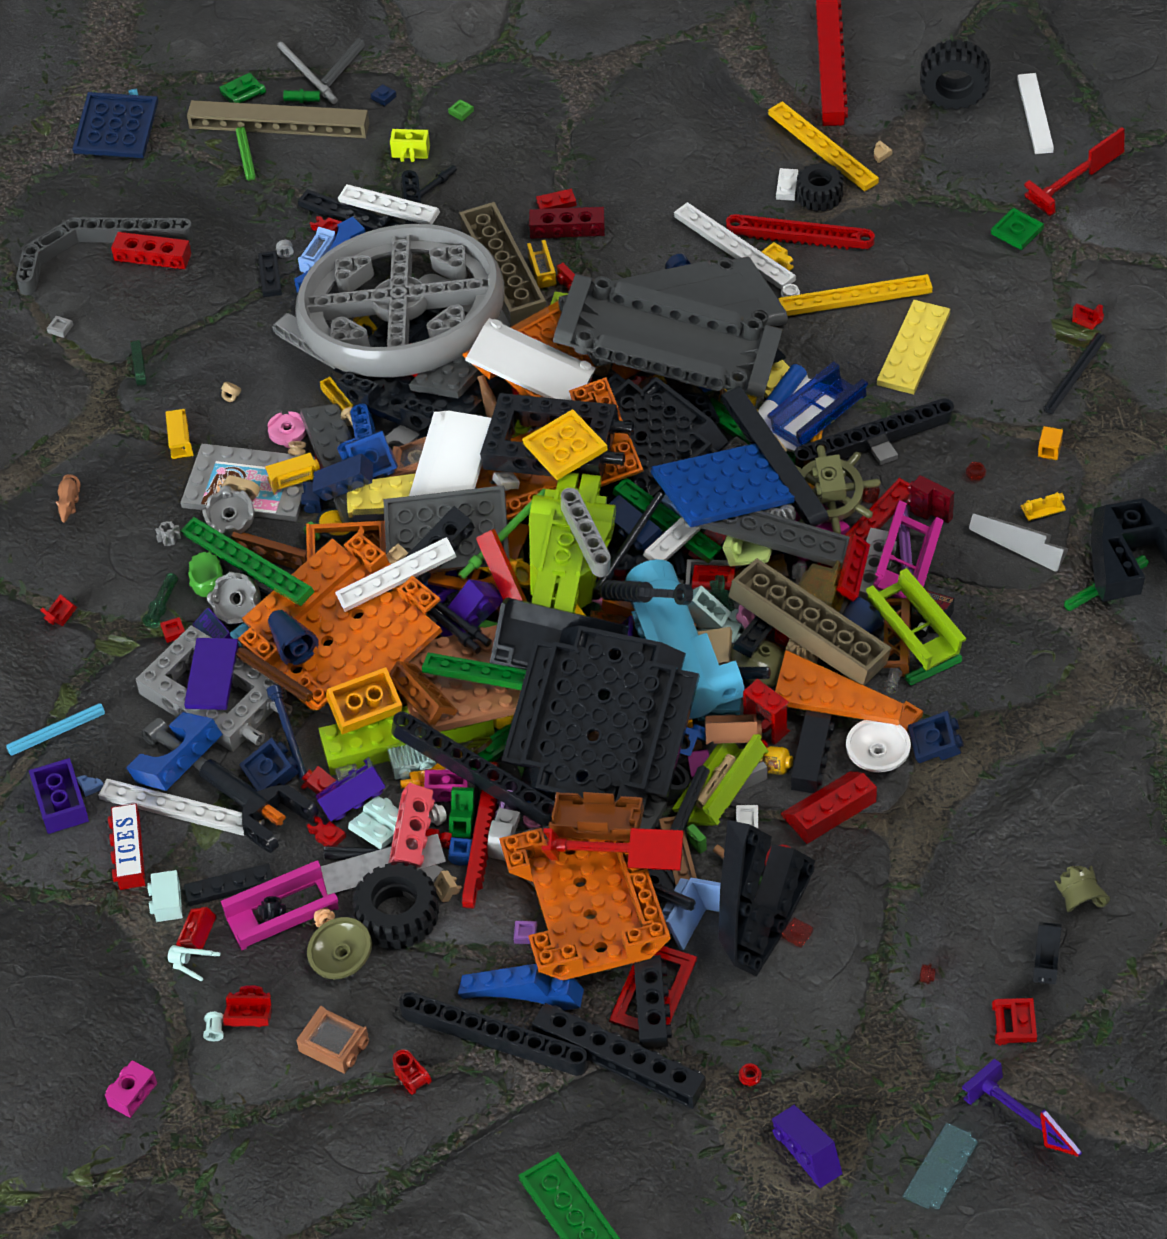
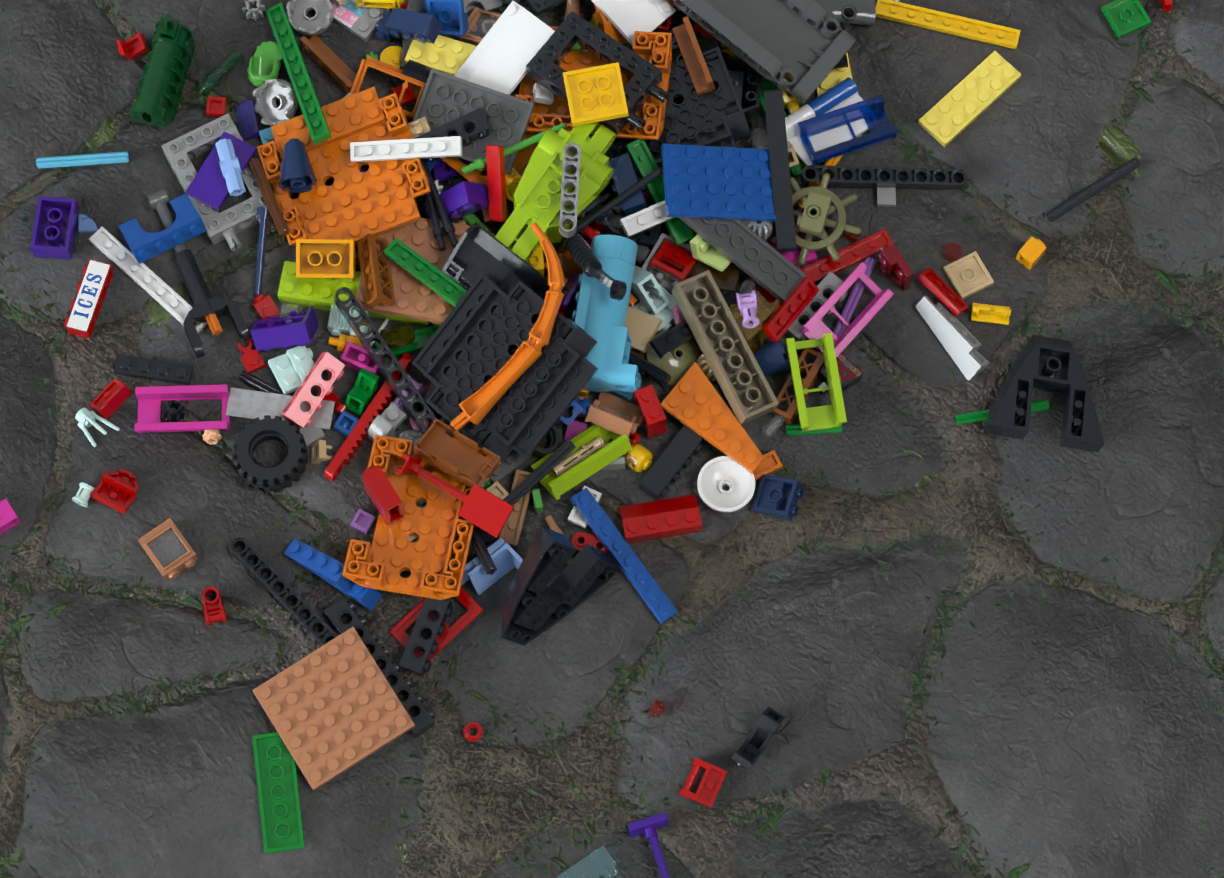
camera: 20 degrees right, 20 degrees up
(104, 613) = (164, 74): none -> dark green piece
(165, 896) = (98, 359): light aqua brick -> none
(221, 662) = (230, 167): none -> light blue piece
(270, 765) = (233, 276): dark blue plate -> none
(335, 939) = (199, 468): olive dish -> none
(438, 814) = (344, 382): white plate -> none
(540, 881) = (383, 494): none -> red brick
(593, 1109) = (333, 708): none -> nougat plate
(598, 751) = (482, 401): none -> orange animal
(639, 392) = (693, 57): none -> dark orange fence
(720, 594) = (667, 283): clear green plate -> none
(797, 932) = (575, 622): clear red plate -> none
(808, 1145) = (482, 814): dark purple wedge -> none
(812, 575) = (748, 306): none -> lavender connector
(823, 854) = (623, 555): none -> blue plate
(987, 507) = (943, 292): none -> red plate
(1002, 485) = (968, 275): none -> tan tile
(1079, 886) = (817, 693): olive hat -> none
(1086, 316) = (1135, 136): red bracket -> none

